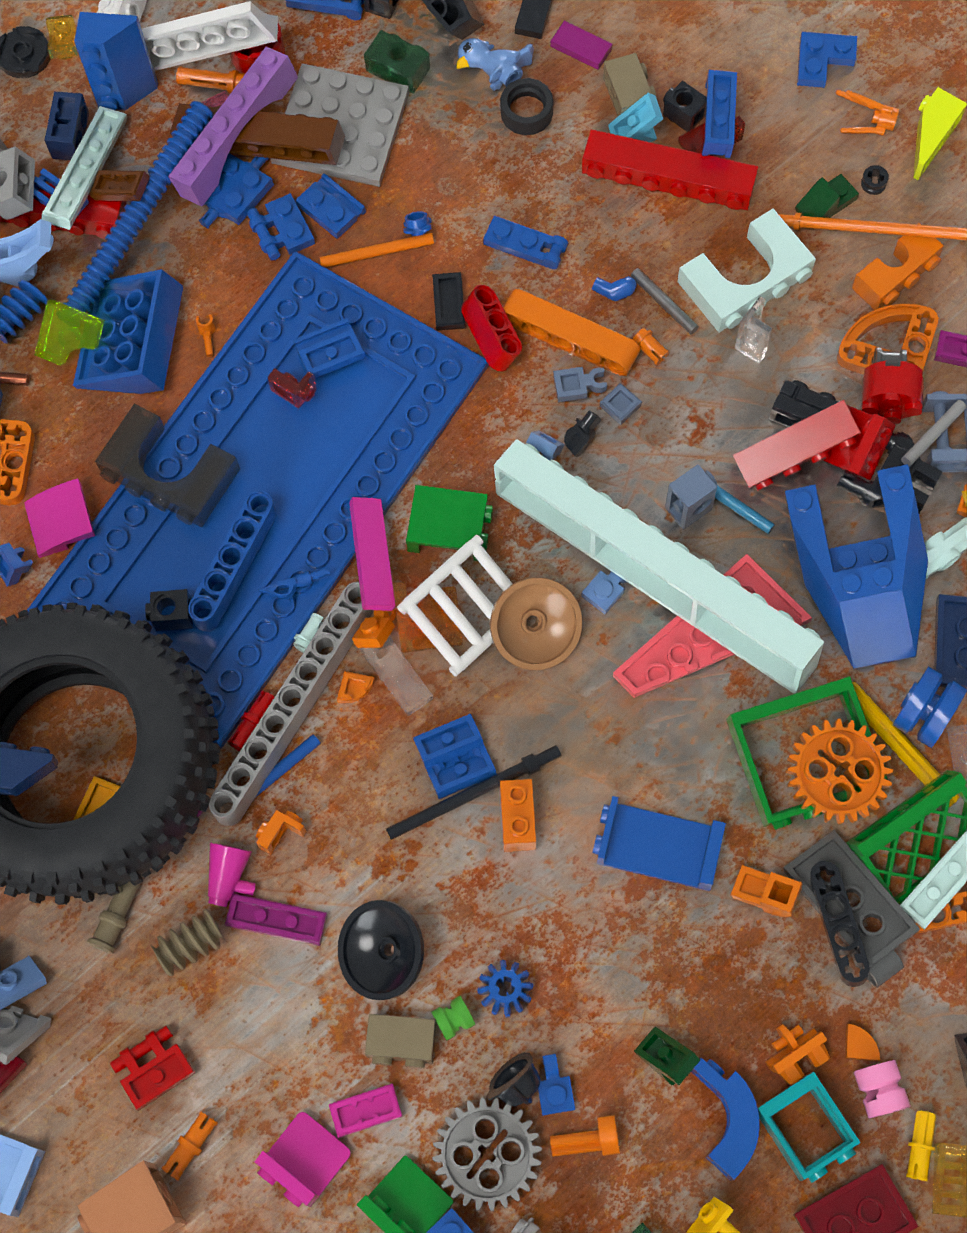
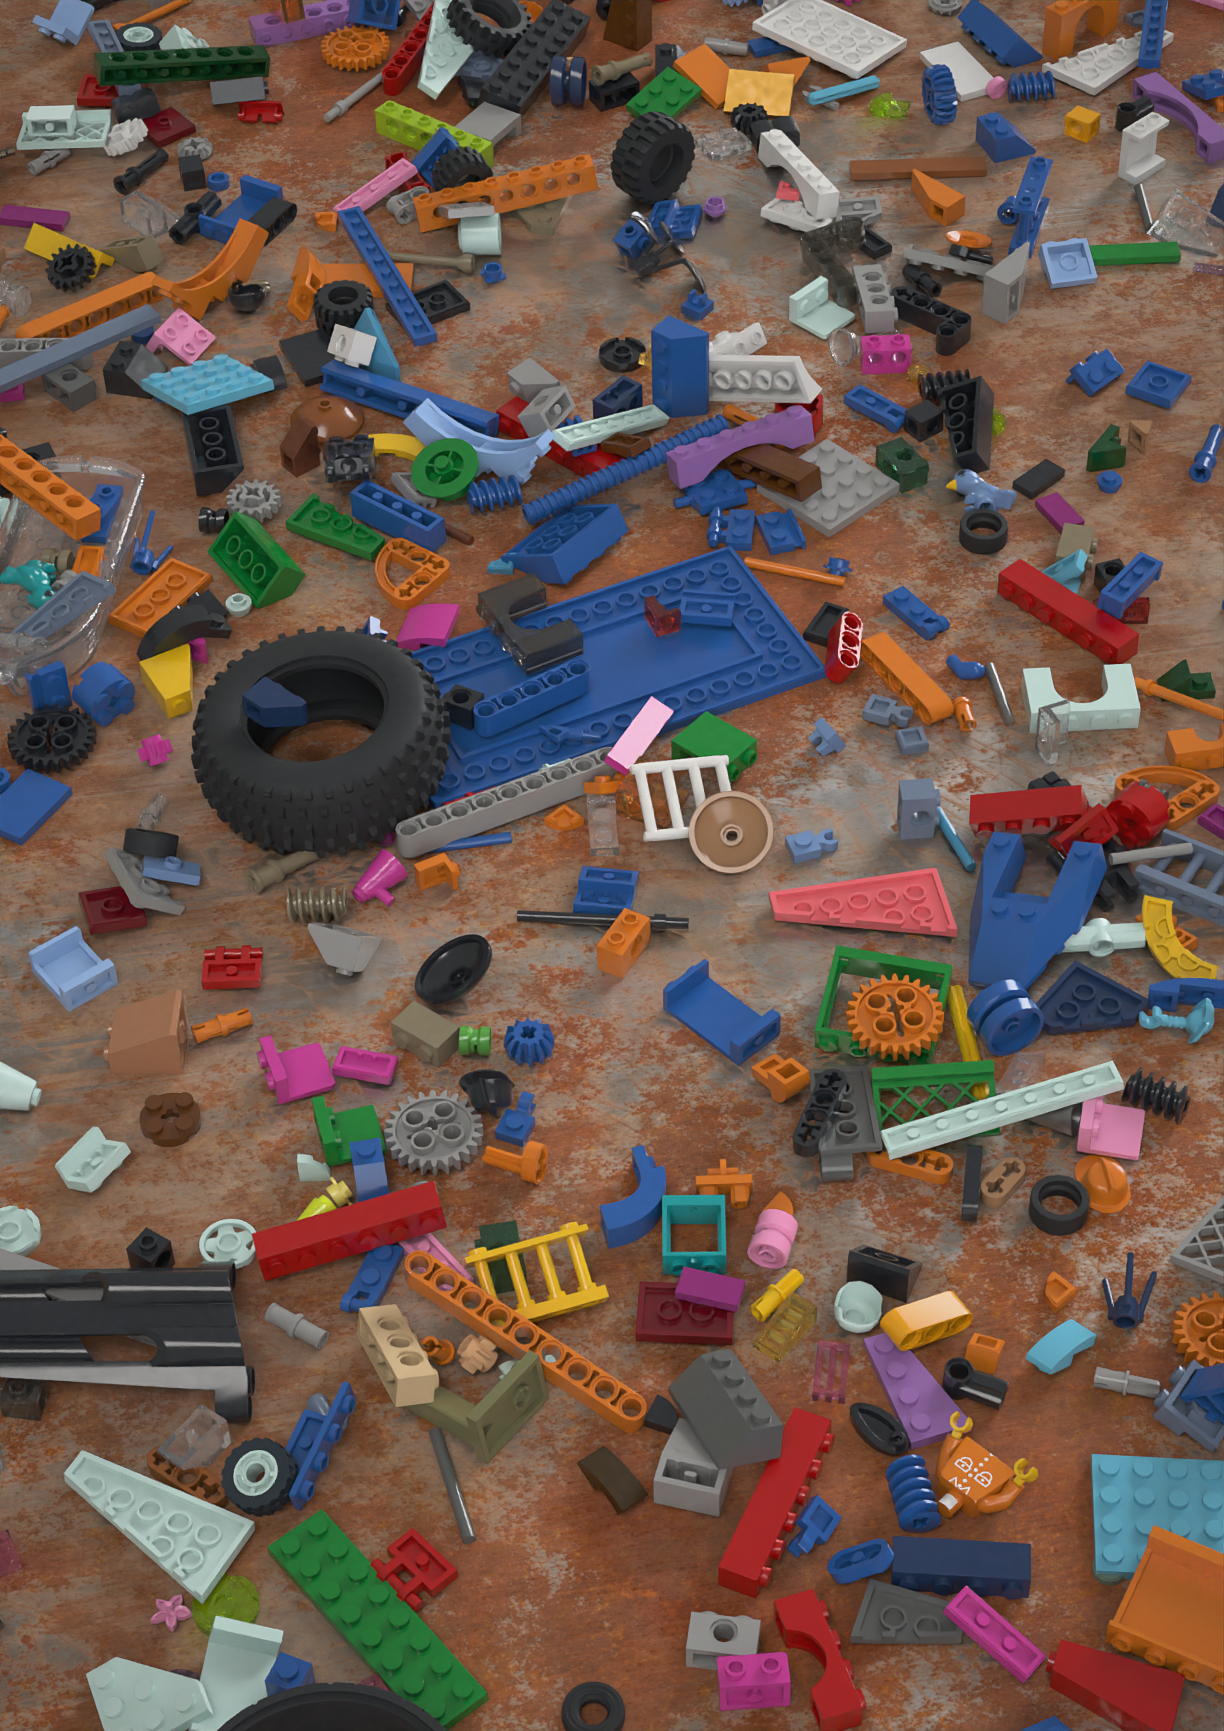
camera: 30 degrees right, 25 degrees down
(65, 331) = (519, 518): clear neon green tile -> none
(79, 397) = (501, 567): none -> dark azure tile
(206, 330) = (626, 565): orange hand -> none
(246, 976) = (344, 947): none -> light grey slope
(276, 919) = (393, 927): magenta tile -> none
(581, 434) = (865, 742): black piece -> none
(658, 566) = (853, 833): light aqua piece -> none
(667, 1056) = (618, 1144): dark green slope -> none
(868, 1187) = (710, 1289): none -> magenta tile

